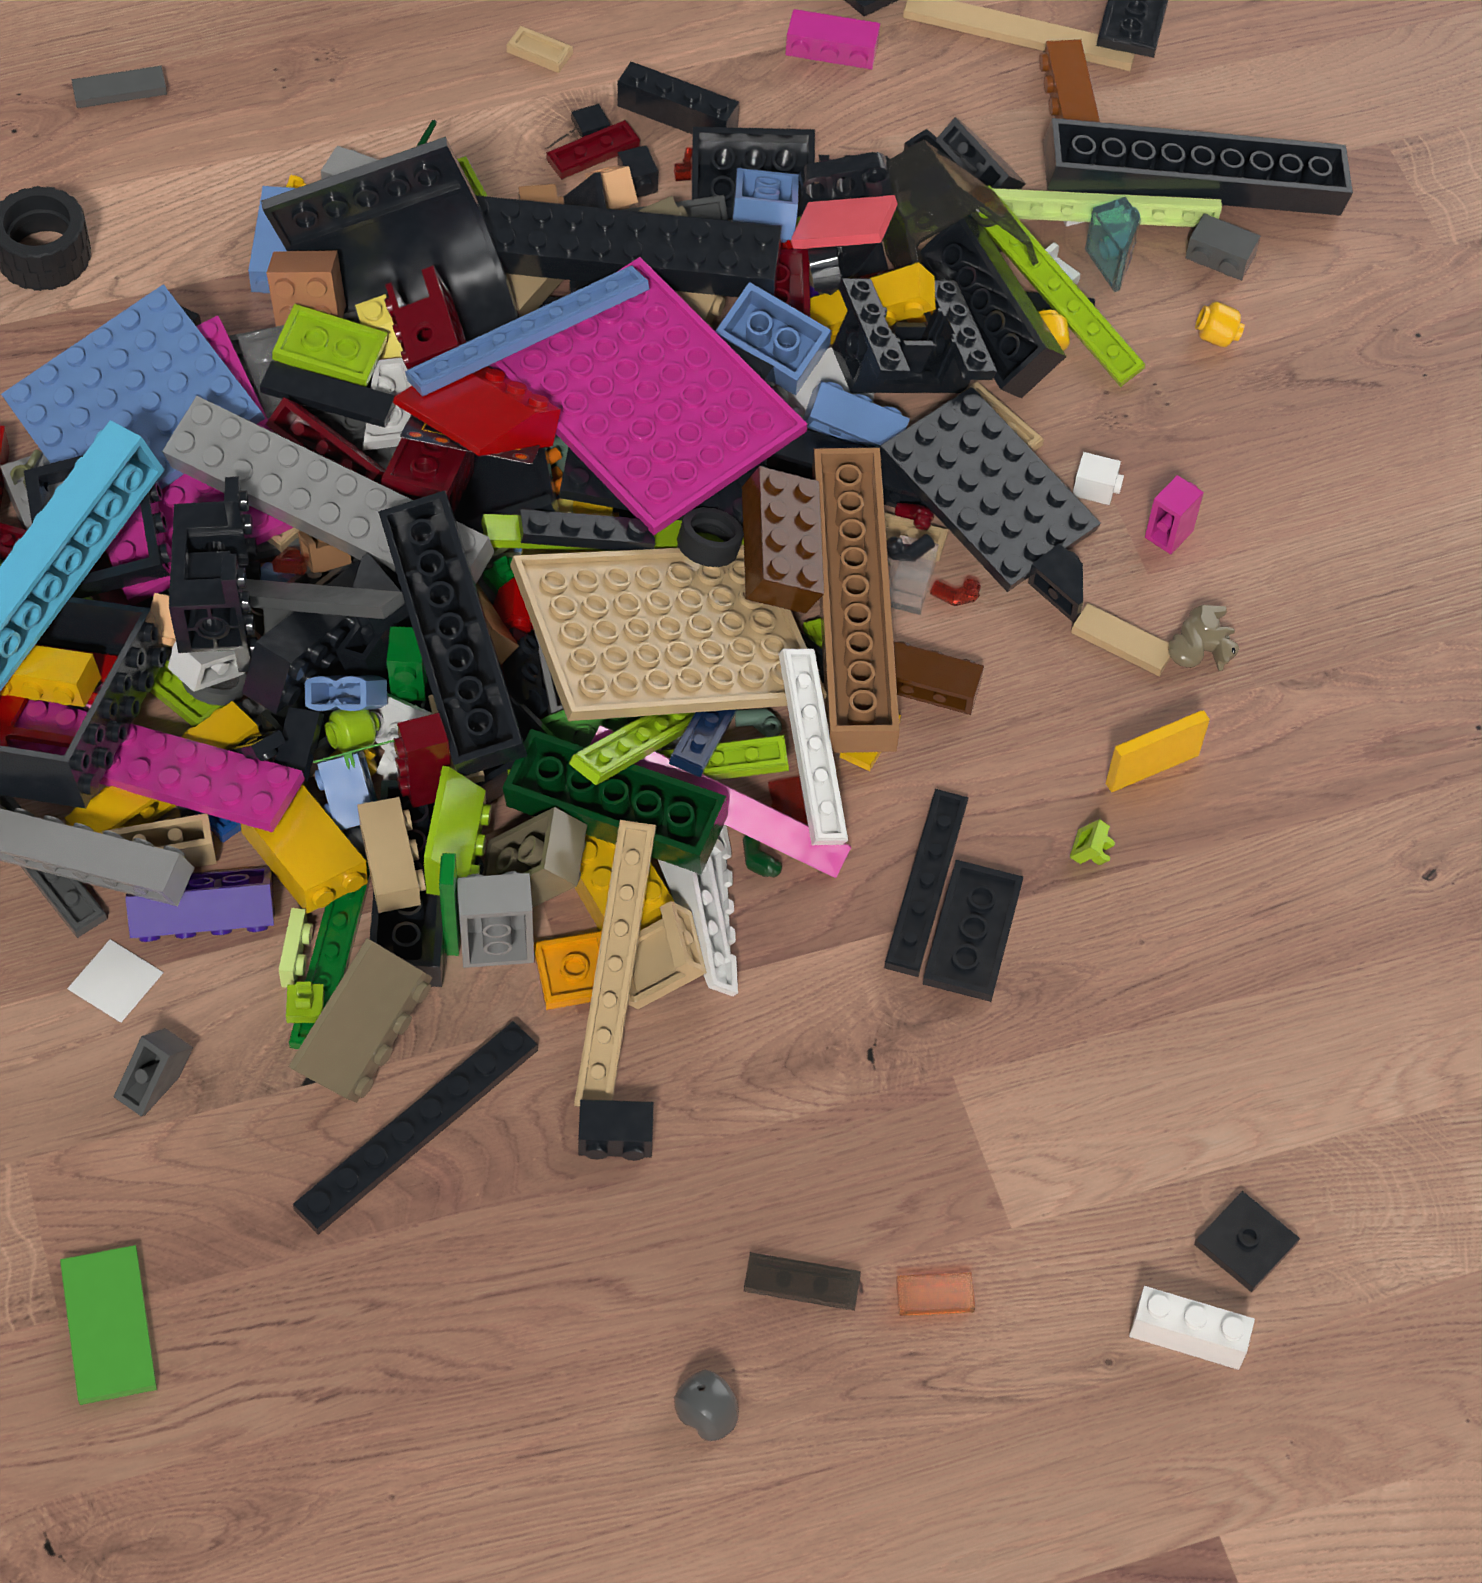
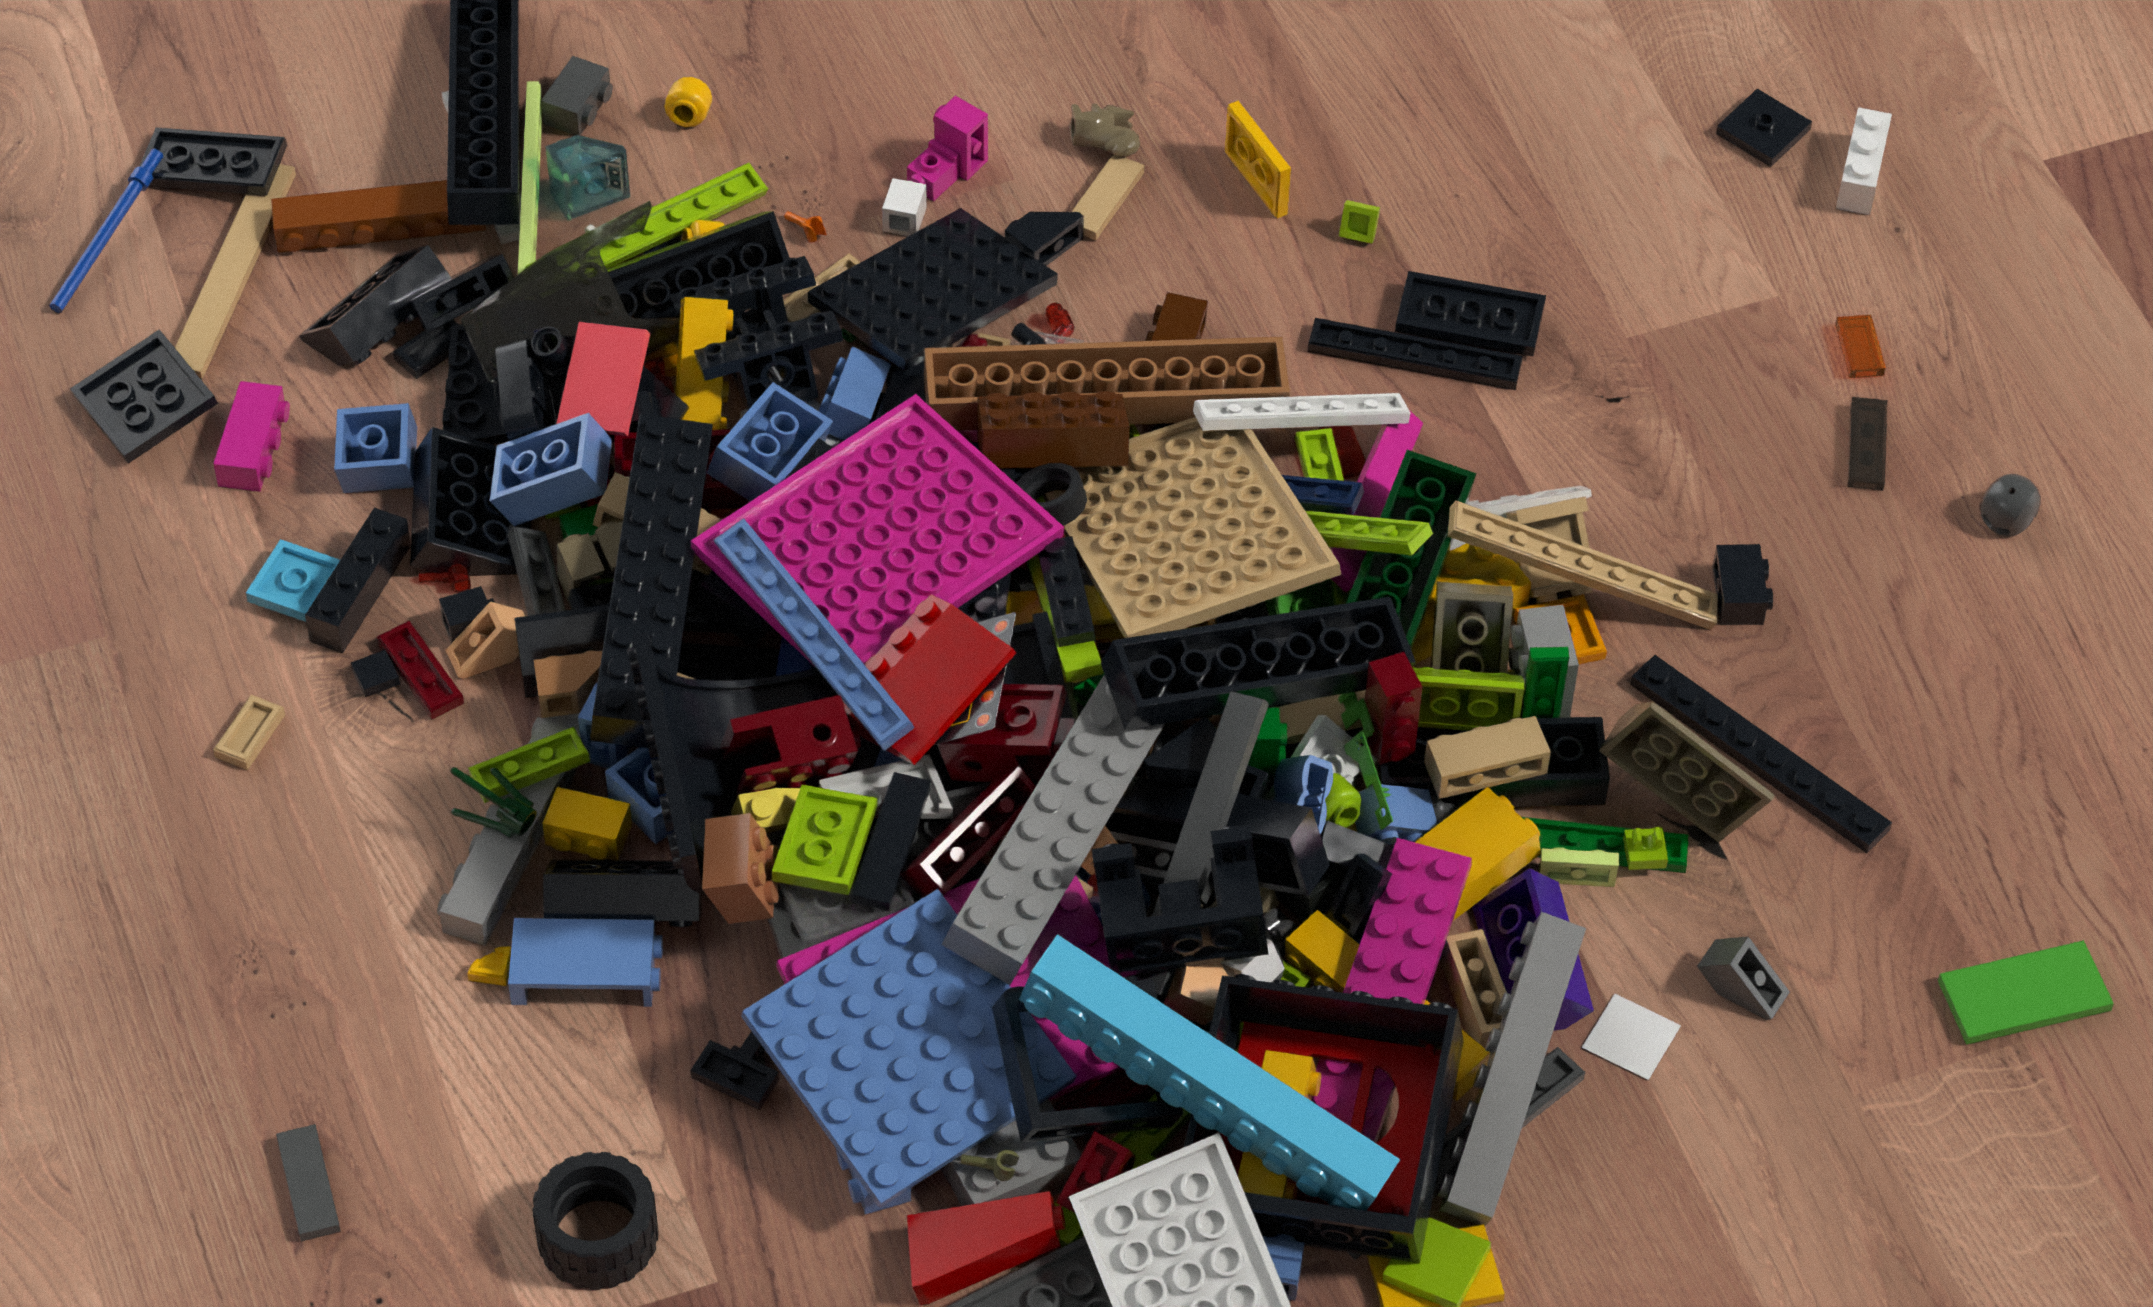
camera: 90 degrees left, 5 degrees down
(687, 63) = (291, 579): none -> medium azure plate
(812, 104) = (375, 448): none -> medium blue brick
(948, 98) = (375, 307): none -> black slope
(1074, 410) = (812, 226): none -> orange hand
(1137, 500) = (936, 168): none -> dark pink brick

